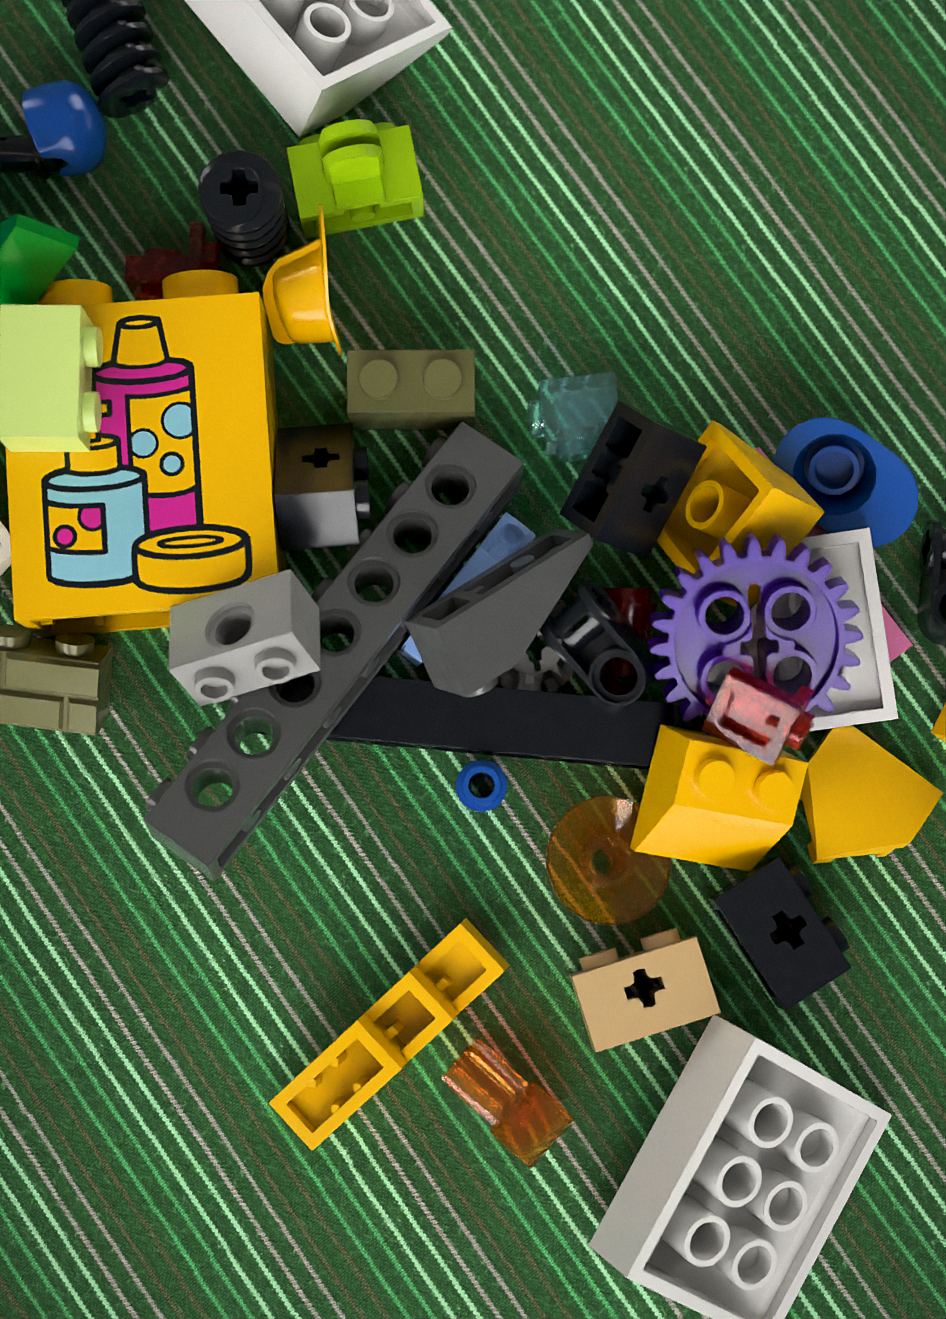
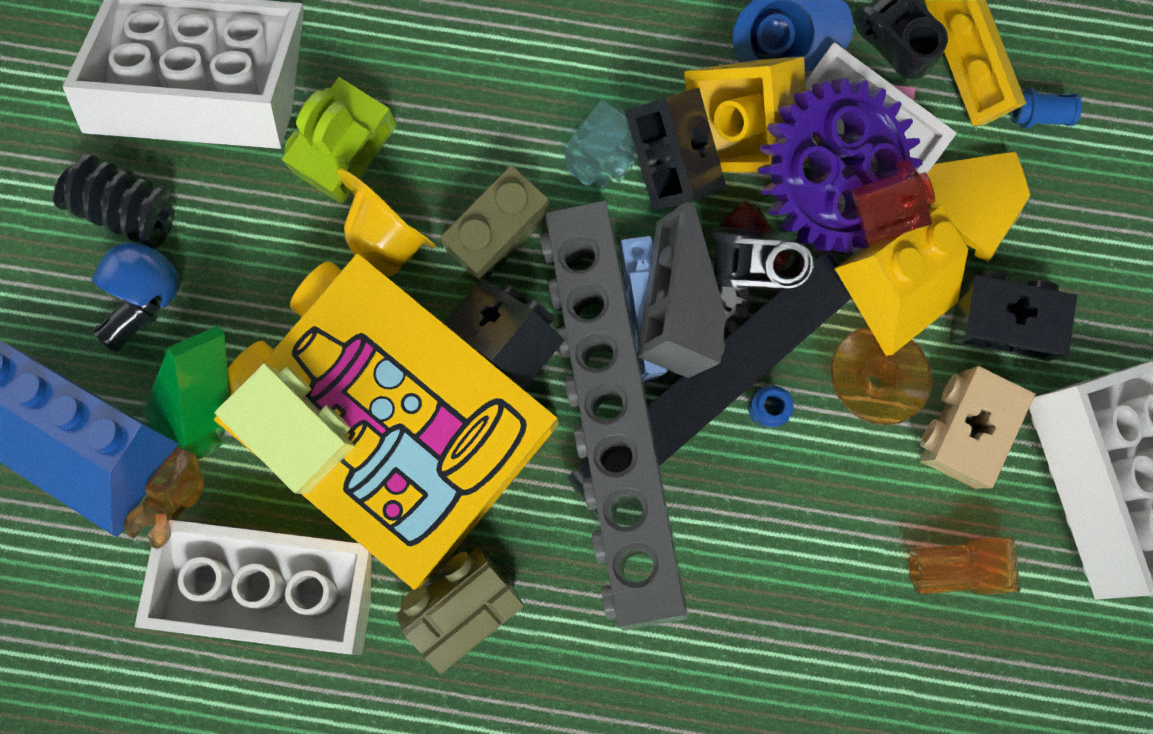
camera: 45 degrees left, 0 degrees up
(147, 271) = (275, 302): clear red bracket -> none
(244, 638) = (562, 460): light grey brick -> none
(245, 207) = (293, 216): black piece -> none
(389, 1034) = (862, 600): yellow slope -> none

